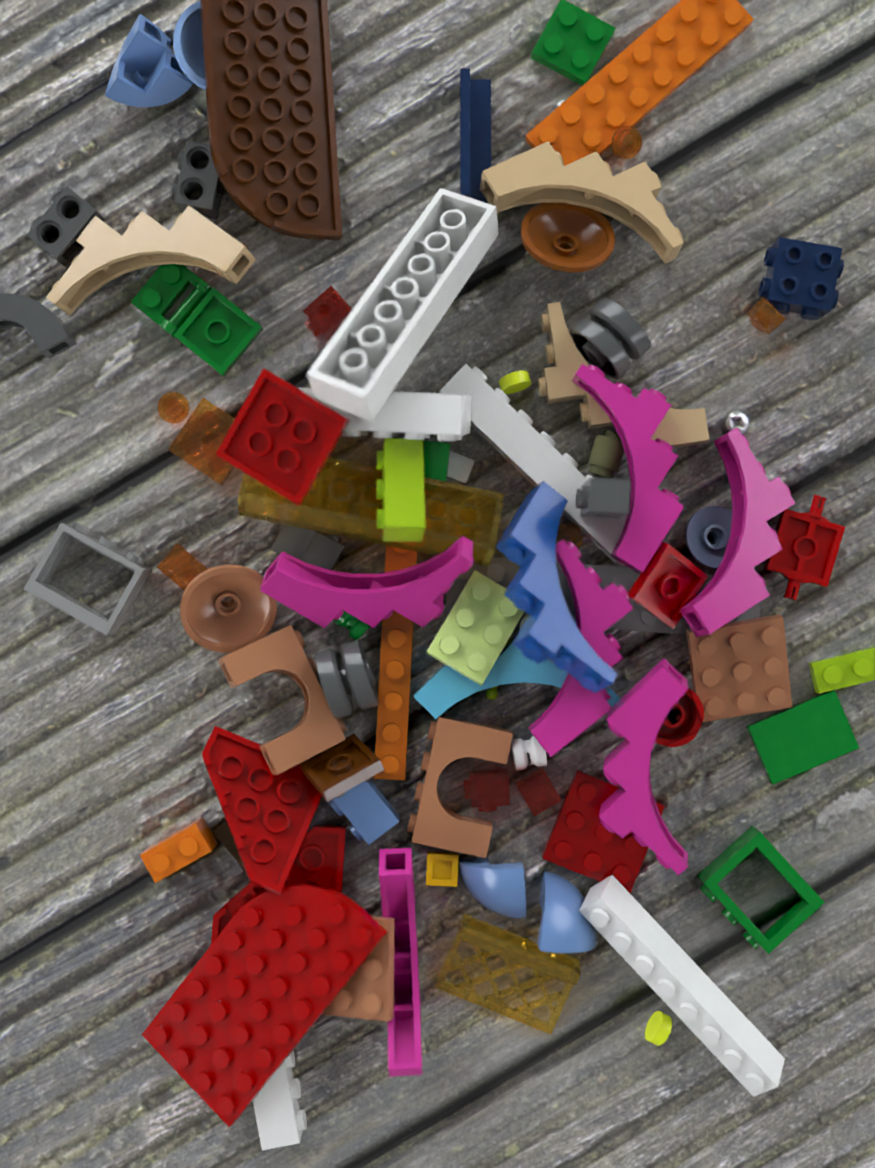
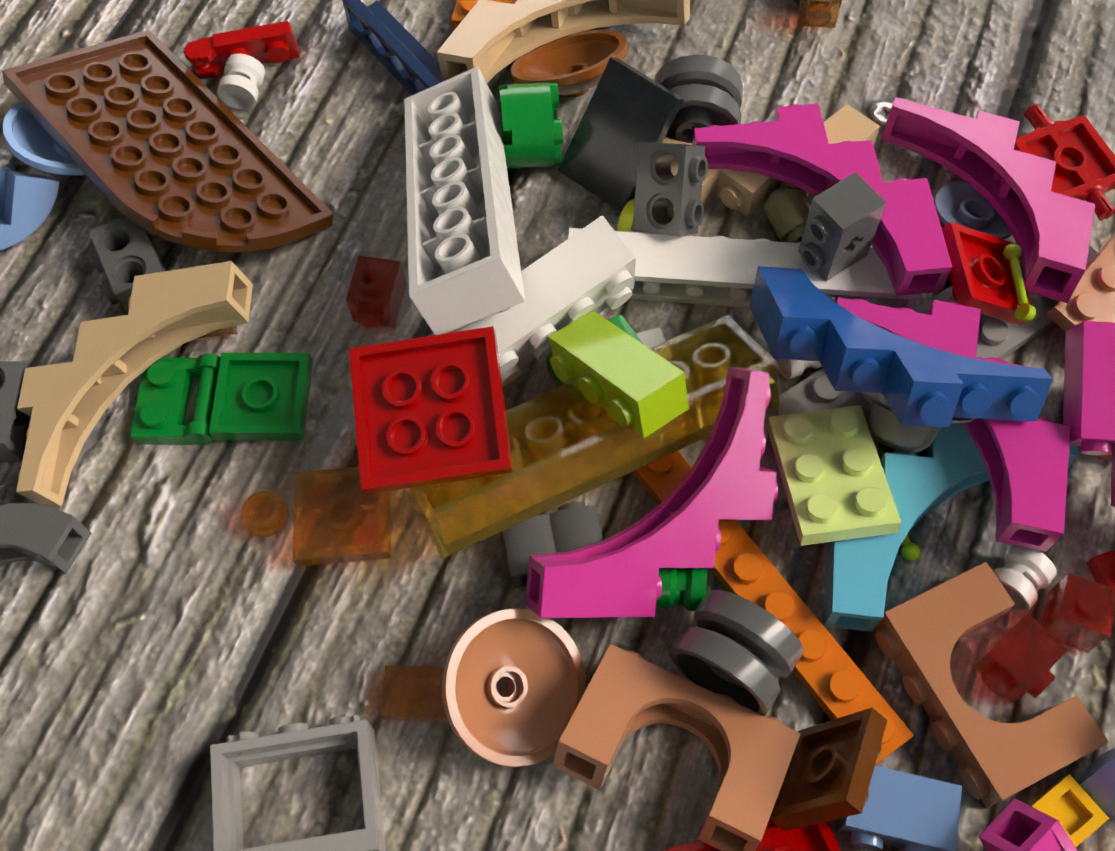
camera: 30 degrees left, 25 degrees down
(355, 83) = (241, 82): none -> white wheel
(373, 54) = (265, 43): none -> red hinge
(500, 268) = (530, 125): none -> green brick
(539, 387) = (658, 187): none -> dark grey brick
(546, 322) = (620, 115): none -> black tile
(663, 625) = (1025, 311): none -> lime hinge

